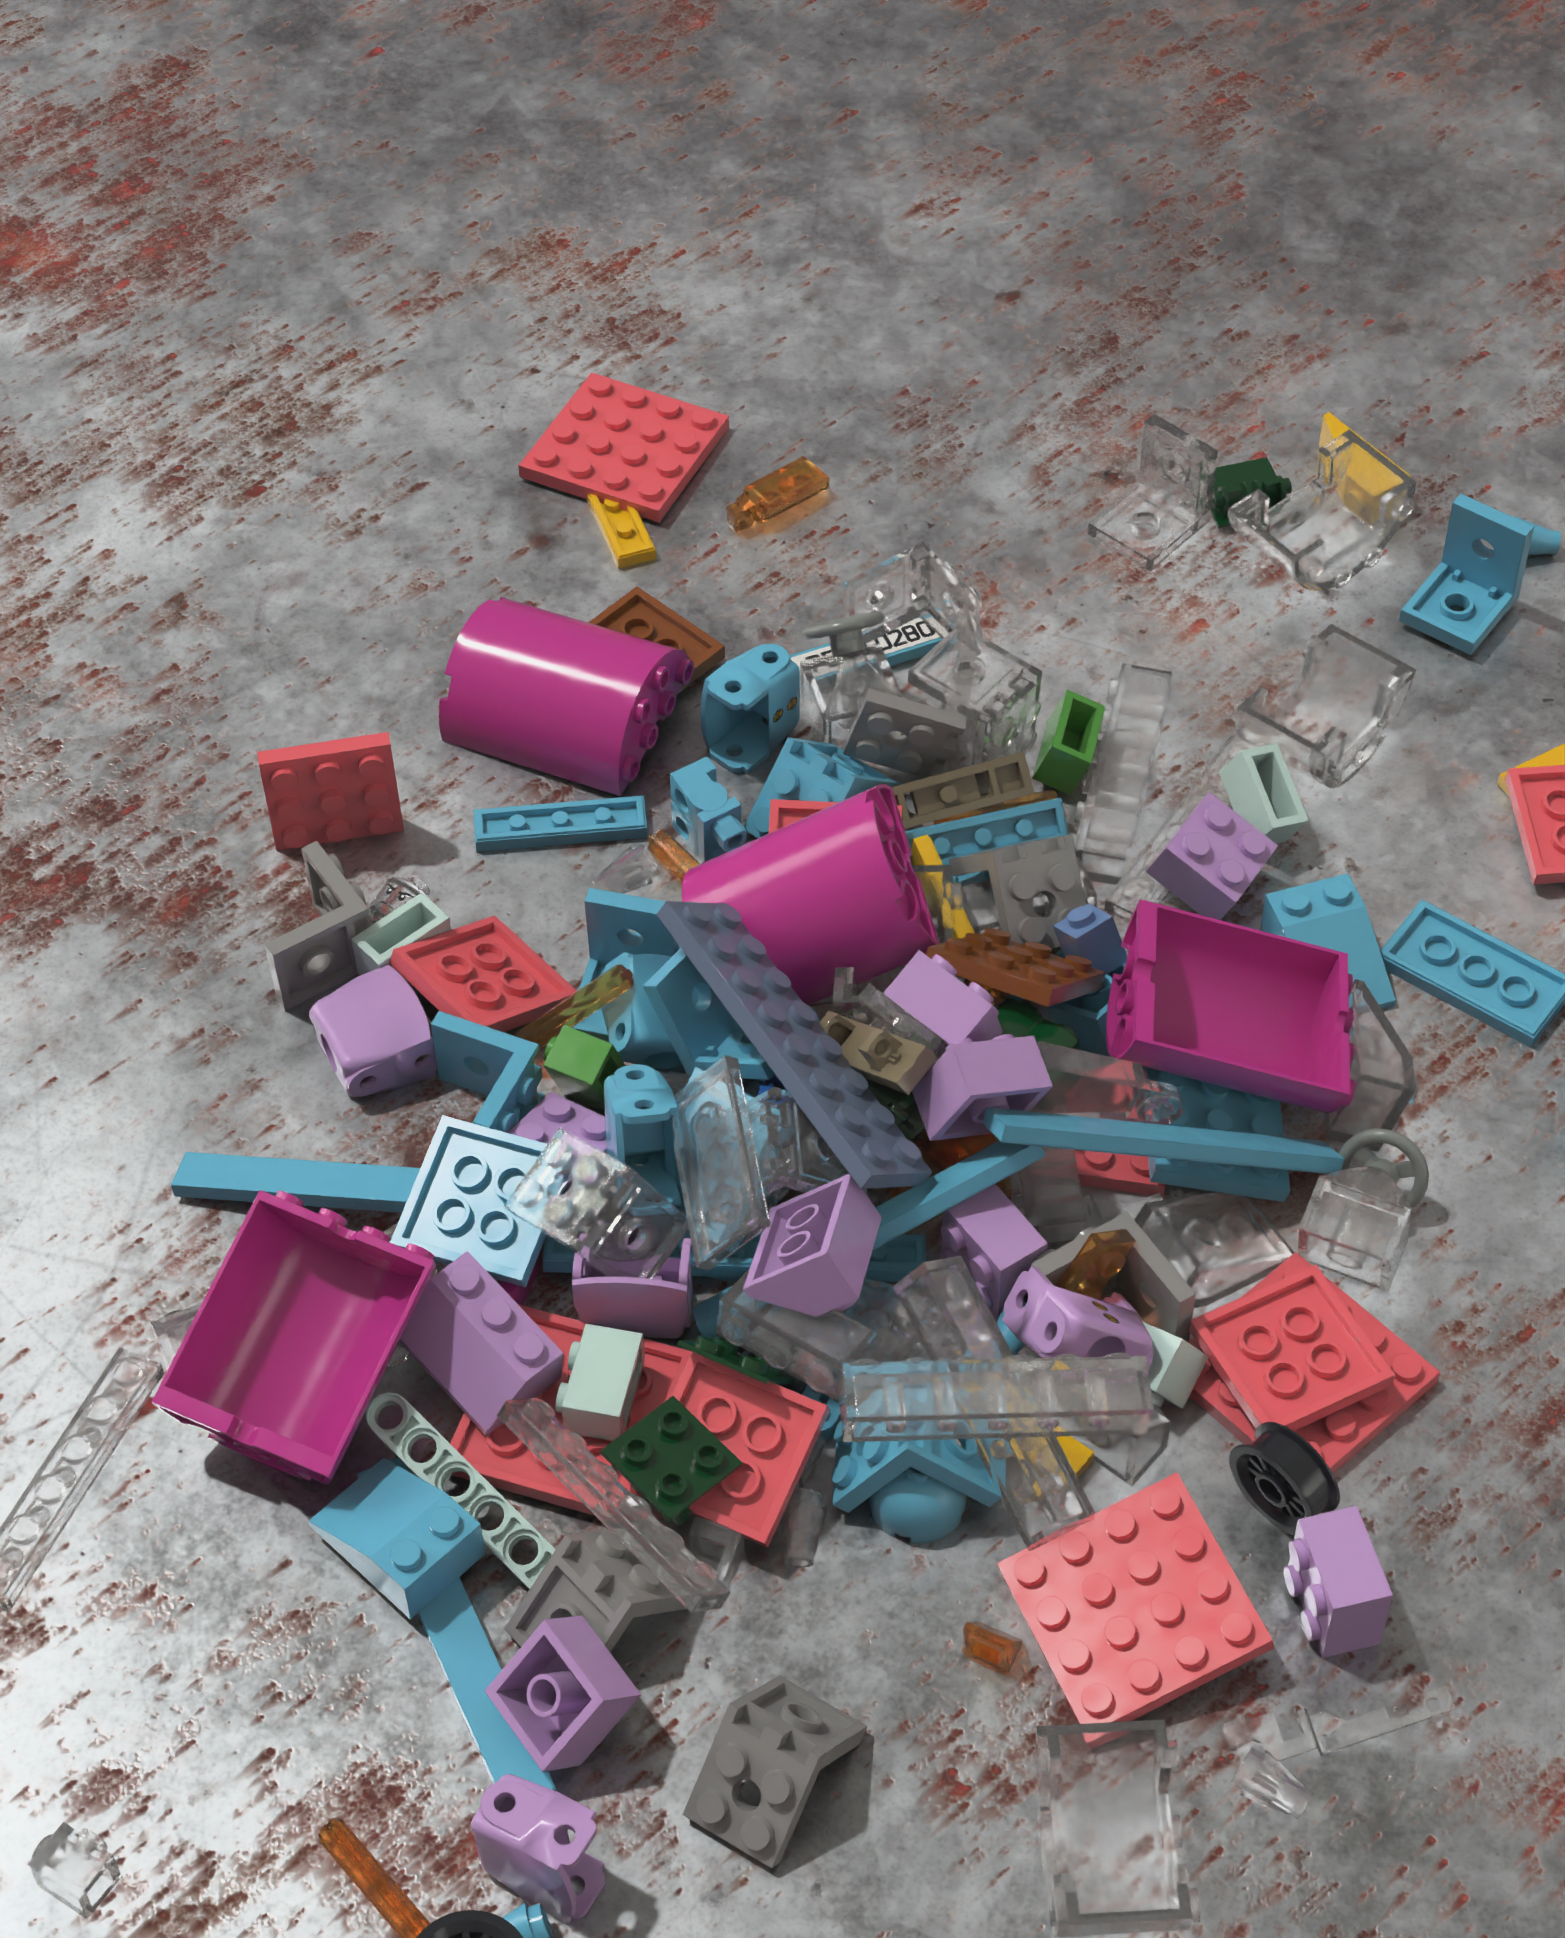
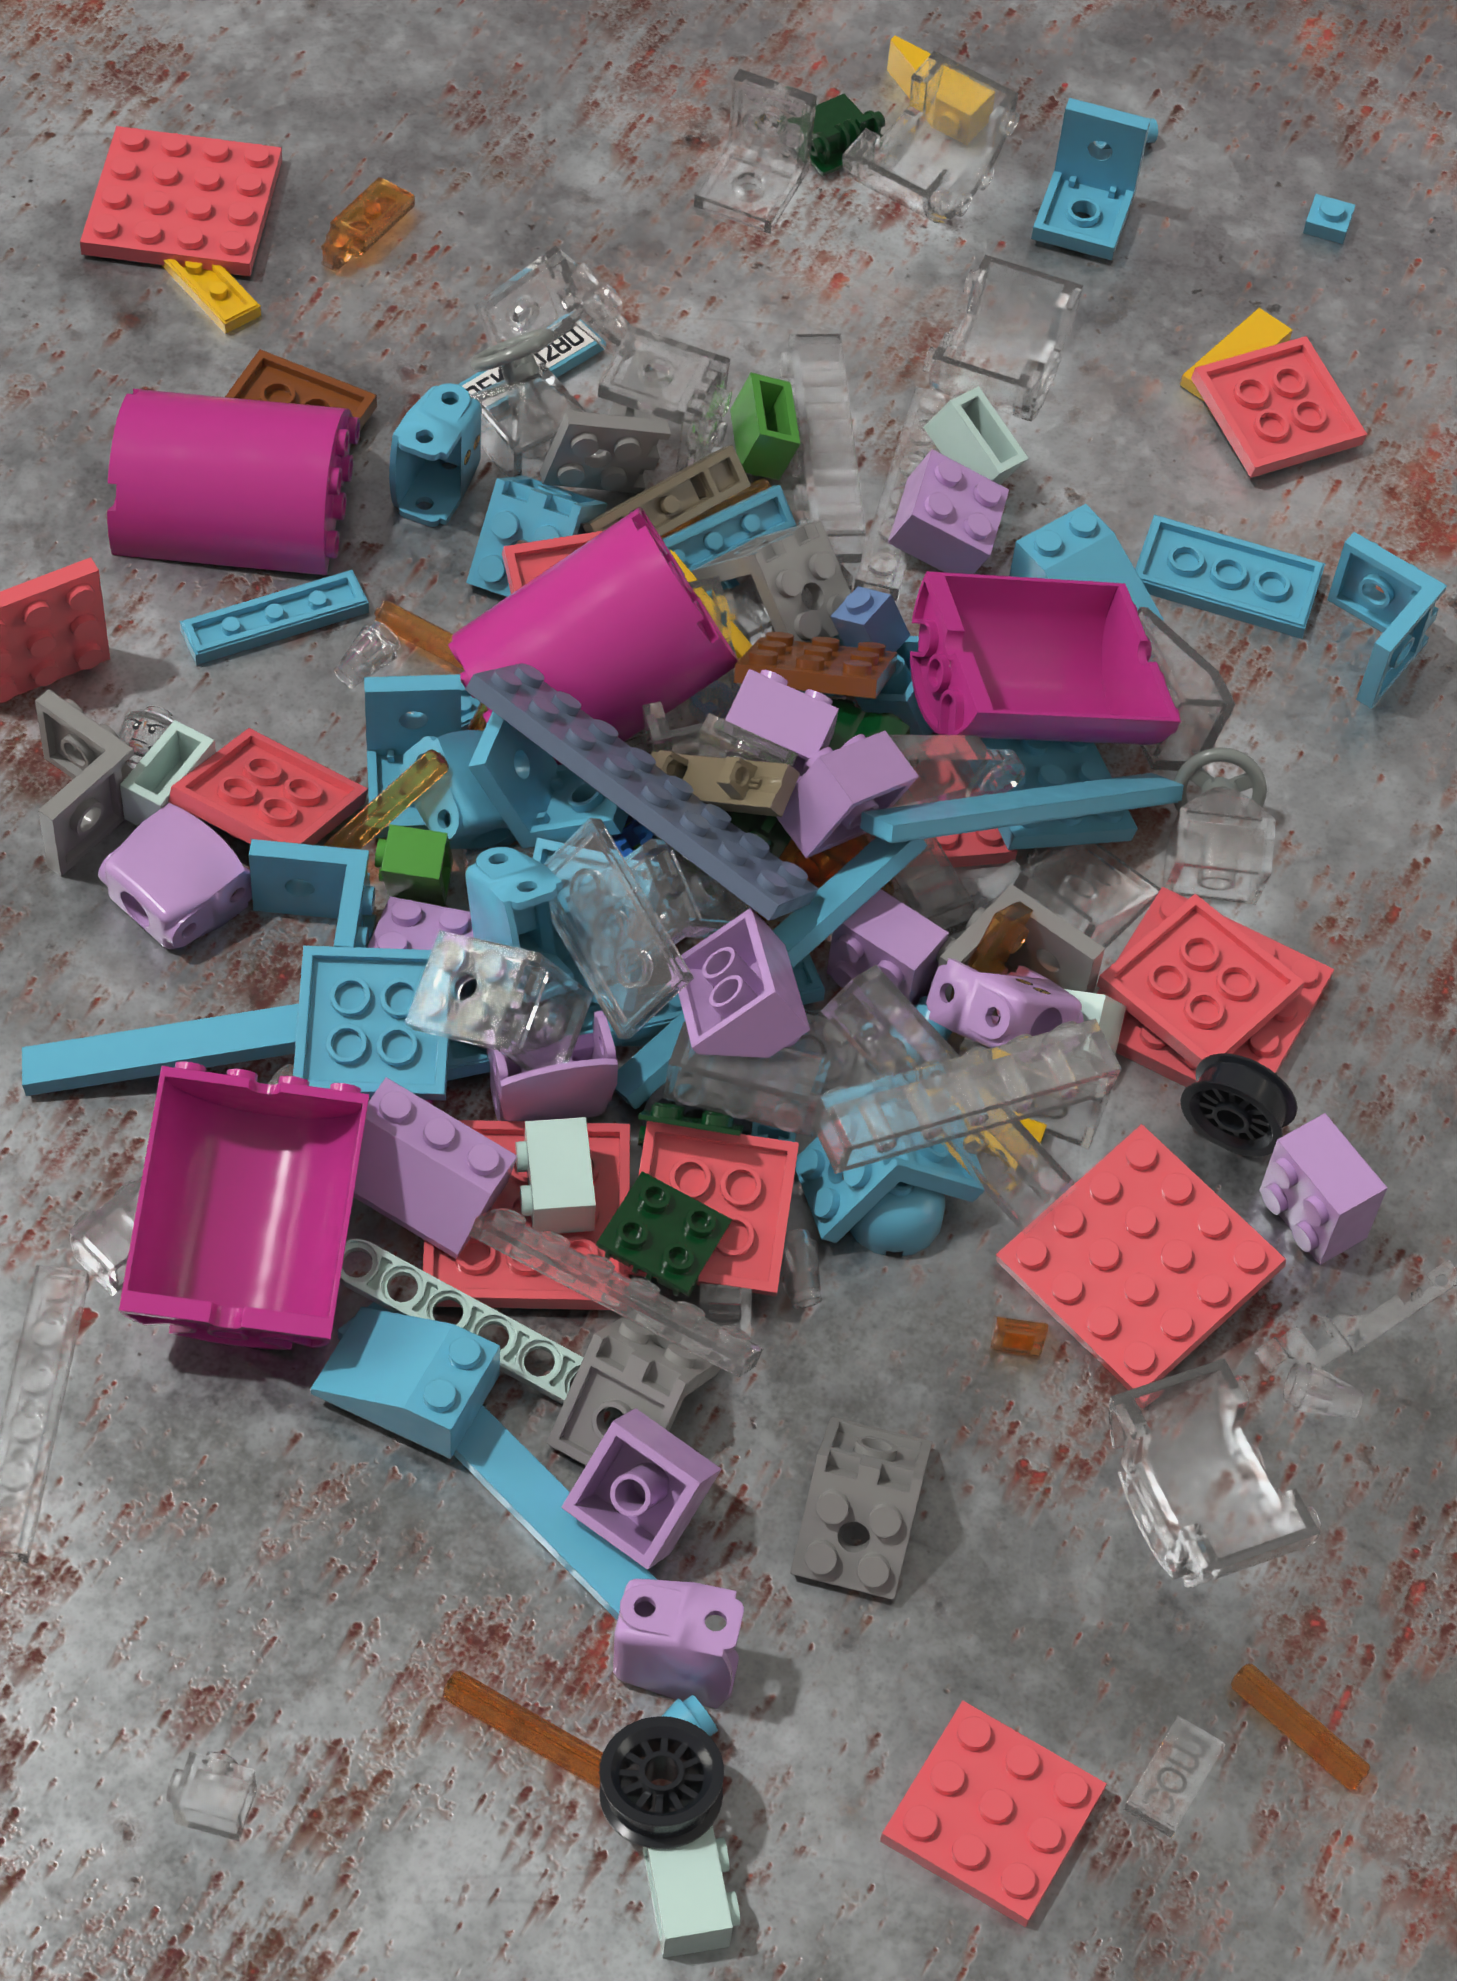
camera: 25 degrees left, 5 degrees up
(703, 812) = (433, 578): medium azure hips -> none

